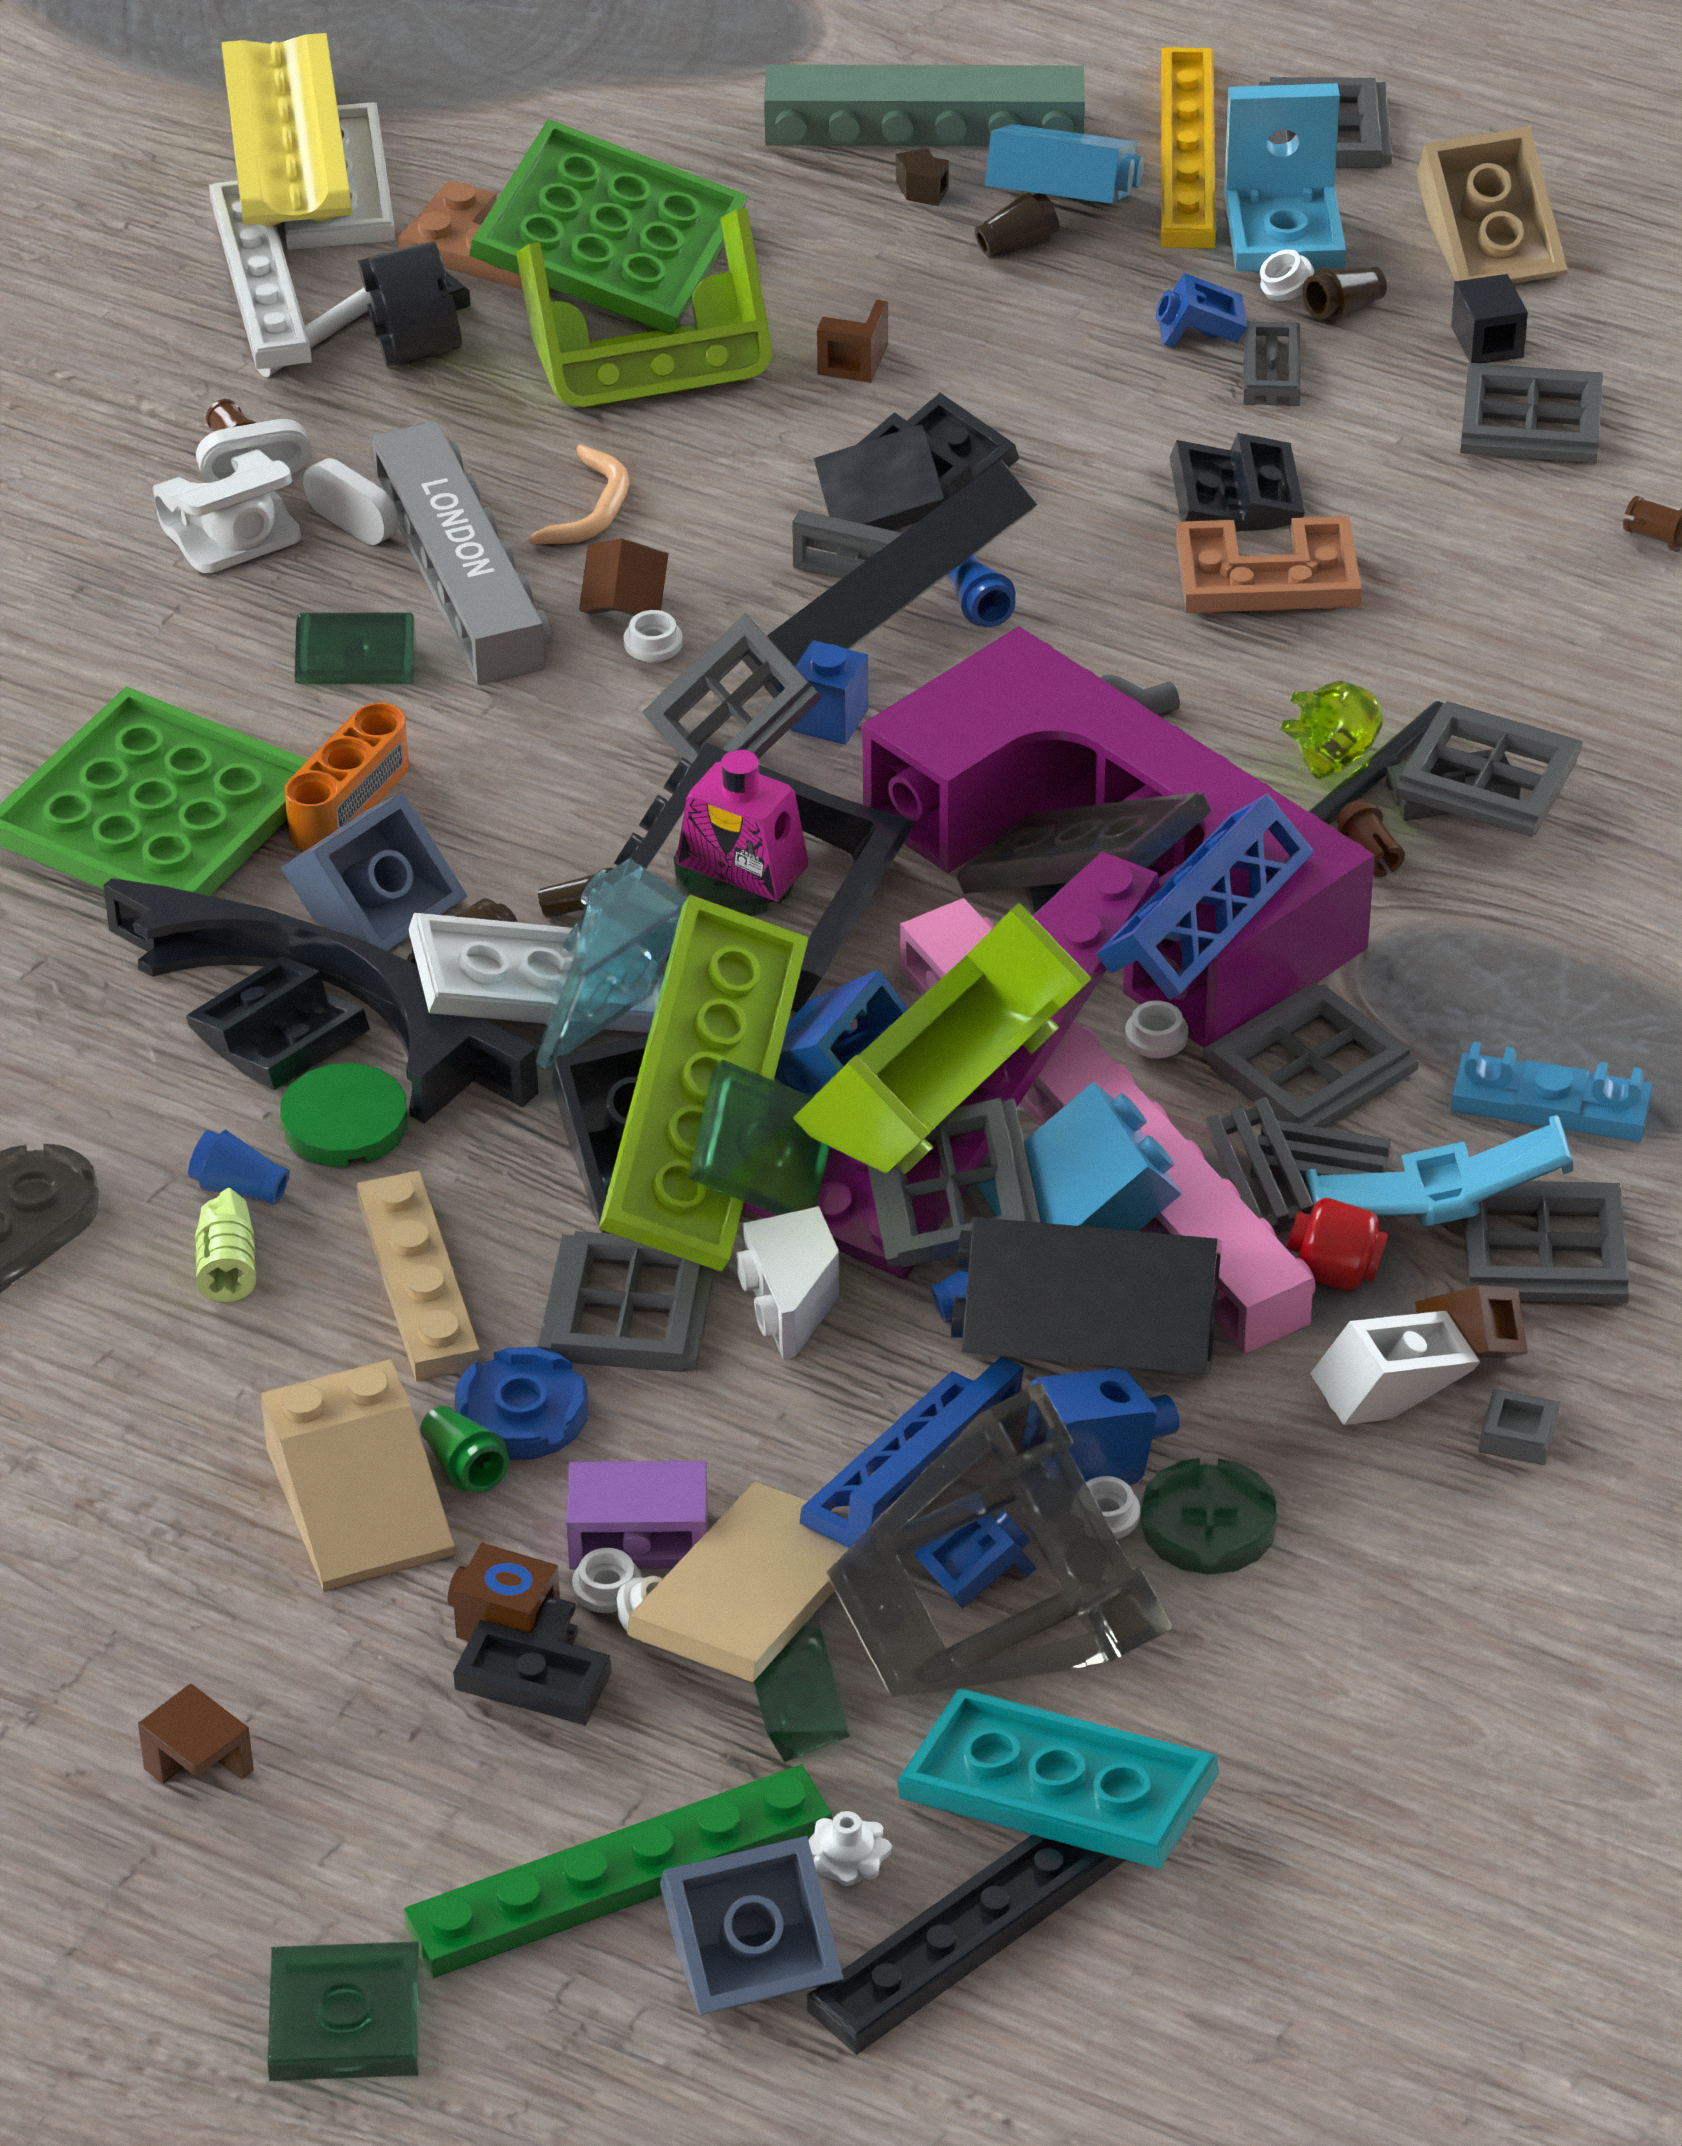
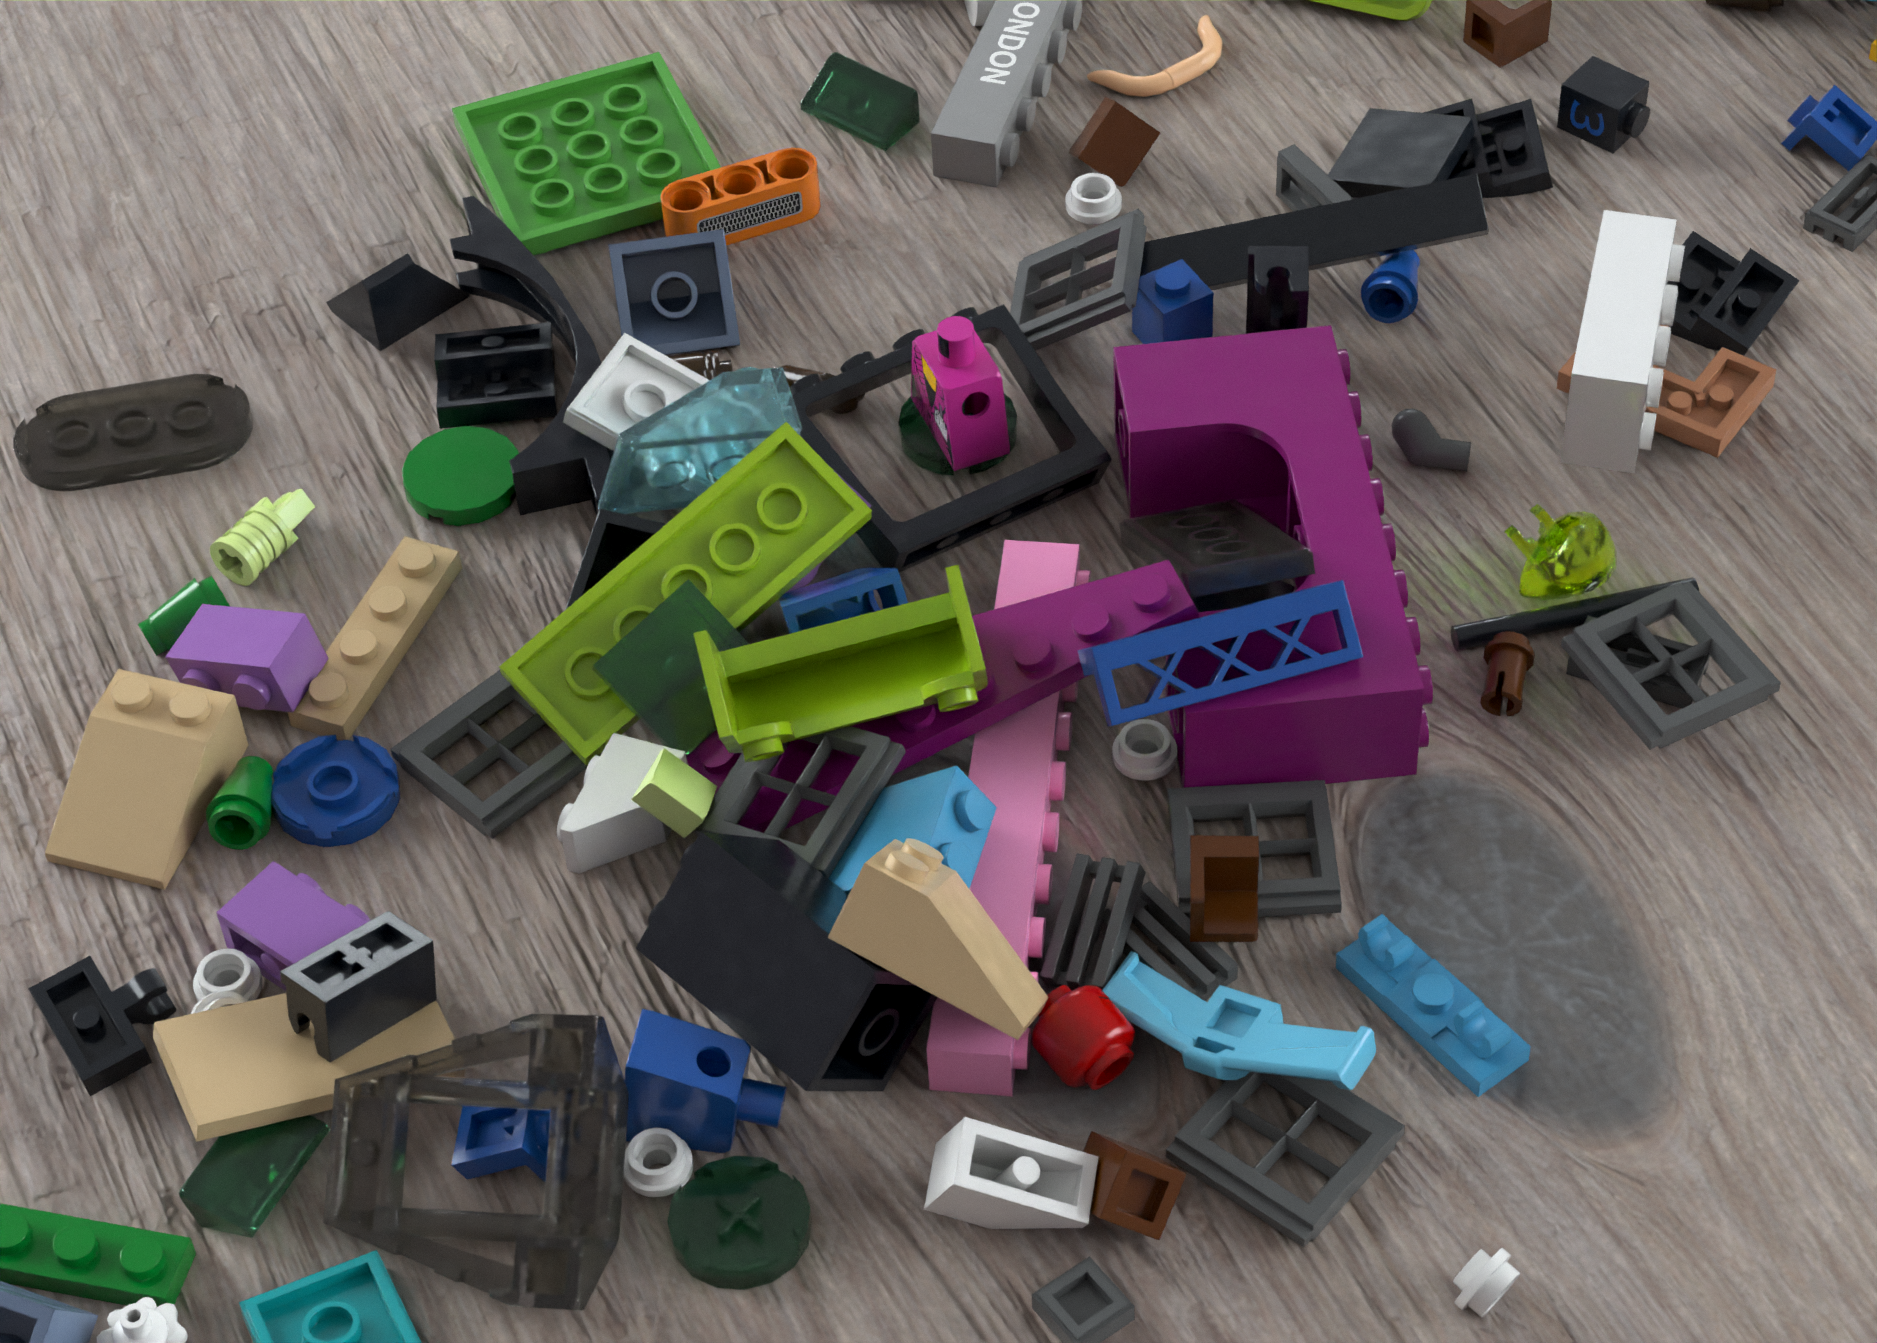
camera: 40 degrees right, 5 degrees up
(107, 1008) = (395, 302): none -> black slope
(228, 1162) = (334, 475): blue cone -> none
(237, 1338) = (173, 616): none -> green cone
(345, 1328) = (249, 653): none -> medium lavender brick
(501, 1590) = (128, 940): reddish brown brick -> none
(759, 1497) = (361, 984): none -> black hinge
(854, 1239) = (675, 794): none -> yellowish green slope
(901, 1461) = (612, 994): blue fence -> none
(925, 634) = (1277, 288): none -> black hinge
(1004, 371) = (1603, 104): none -> black brick
(1184, 1190) = (934, 933): none -> tan slope
(1242, 539) = (1622, 342): none -> white brick
(1329, 1087) = (1224, 888): none -> reddish brown panel

